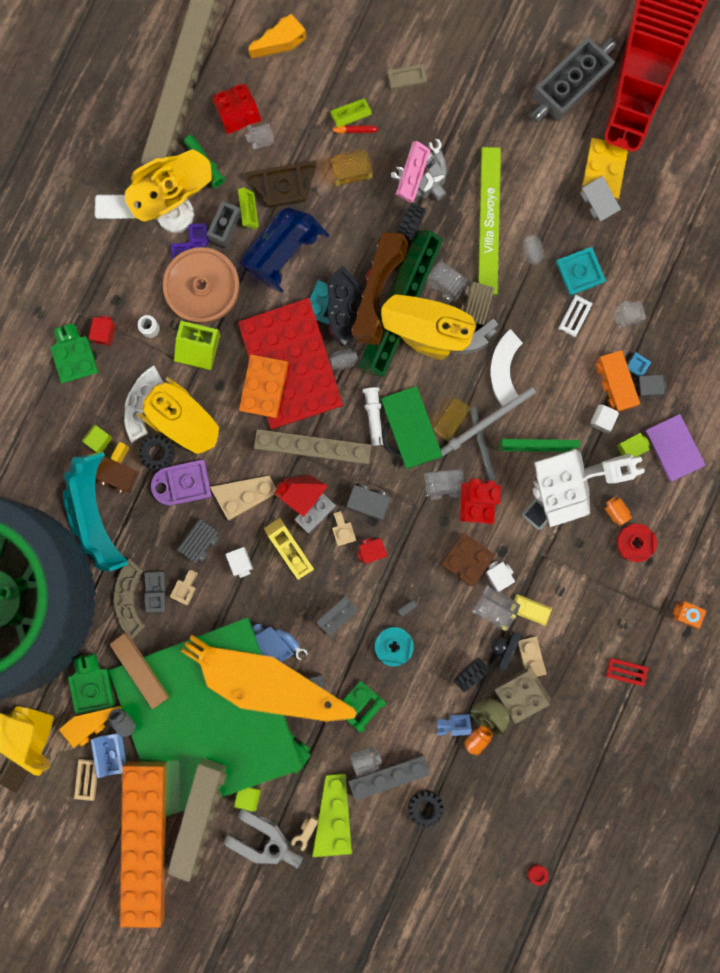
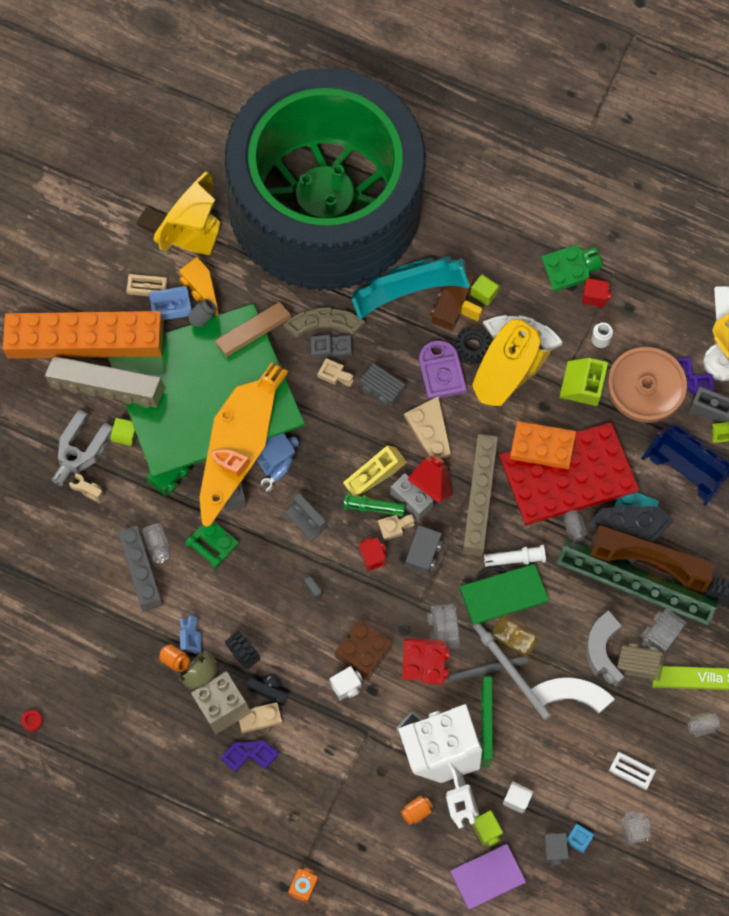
camera: 85 degrees right, 15 degrees down
(90, 685) = (238, 286): green plate -> none
(240, 562) = (360, 424): white brick -> none
(290, 691) = (231, 461): none -> orange plate
(322, 557) = (365, 504): none -> green pin
(333, 824) = (93, 516): lime wing -> none
(400, 655) = (273, 587): teal plate -> none
(419, 819) = (97, 597): black tyre -> none
(421, 322) = (617, 596): yellow piece -> none
(496, 608) = (312, 677): clear brick -> none
(533, 610) = (309, 718): light yellow tile -> none
(563, 657) = (240, 752): none -> dark purple tile
(580, 271) = (682, 776): teal plate -> none
(617, 381) = (559, 812): orange brick -> none
(643, 676) = (246, 801): red tile -> none
(644, 551) = (389, 840): red plate -> none

